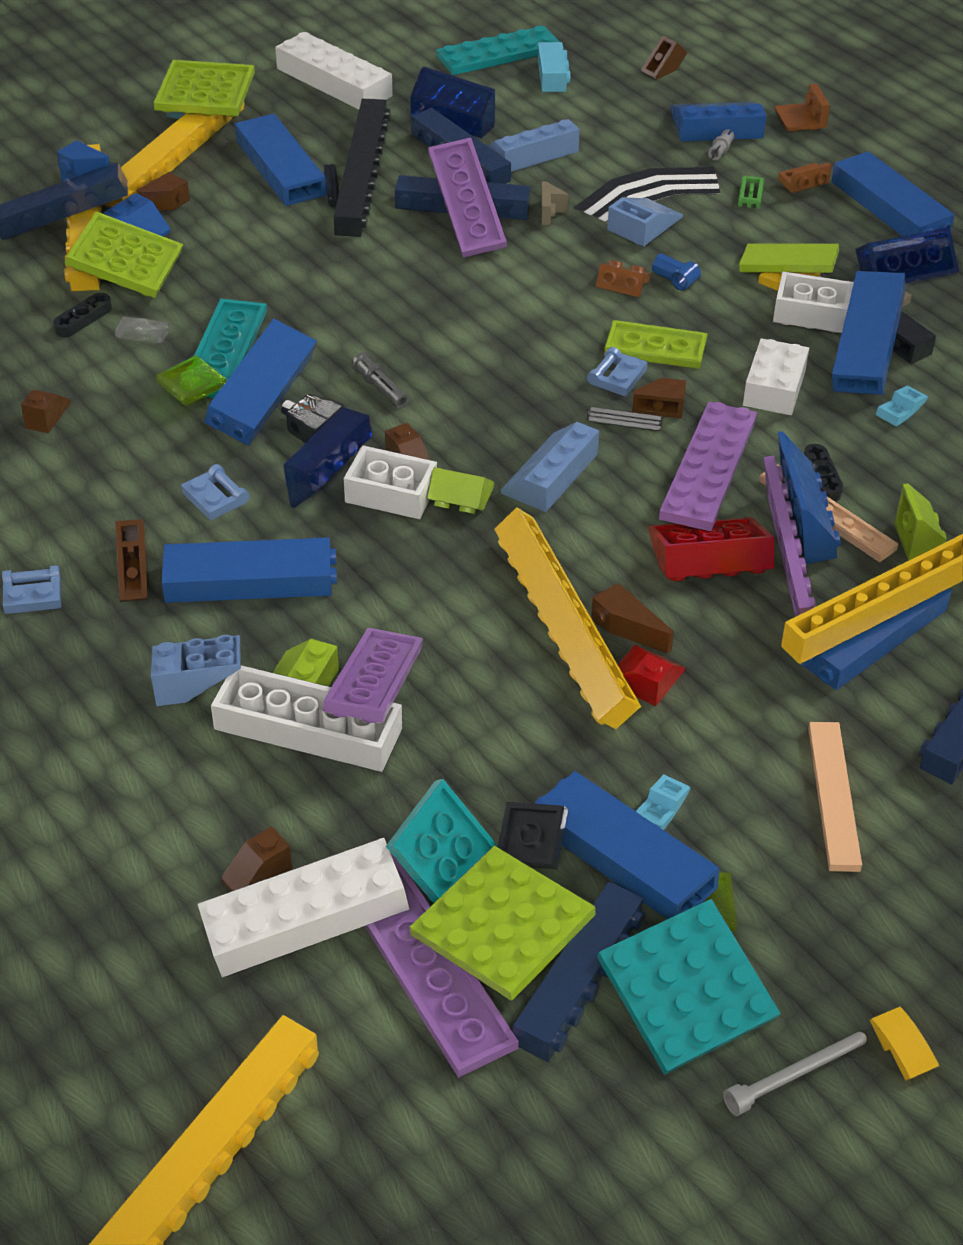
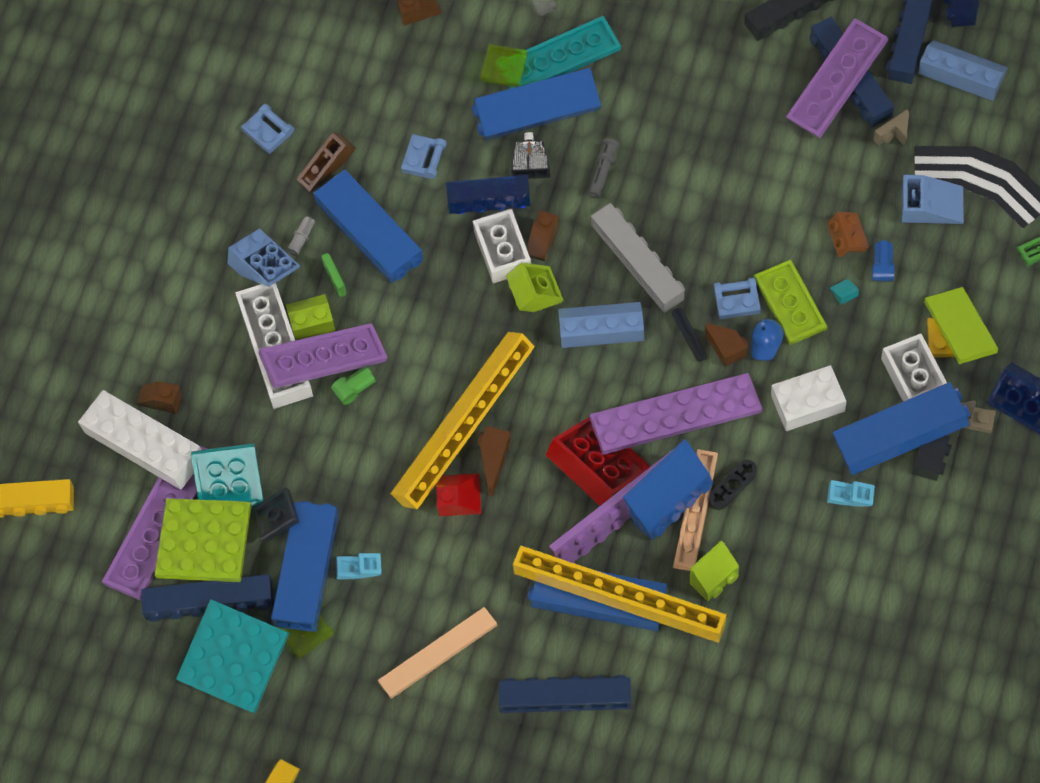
camera: 60 degrees right, 20 degrees up
(190, 624) = (301, 236): none -> light grey axle
(274, 627) = (334, 274): none -> bright green tile
(426, 684) = (348, 388): none -> bright green piece
(505, 406) = (637, 257): none -> light grey brick
(680, 307) = (844, 291): none -> teal slope
(683, 368) = (767, 341): none -> blue cap
(740, 1098) = (184, 723): light grey piece -> none

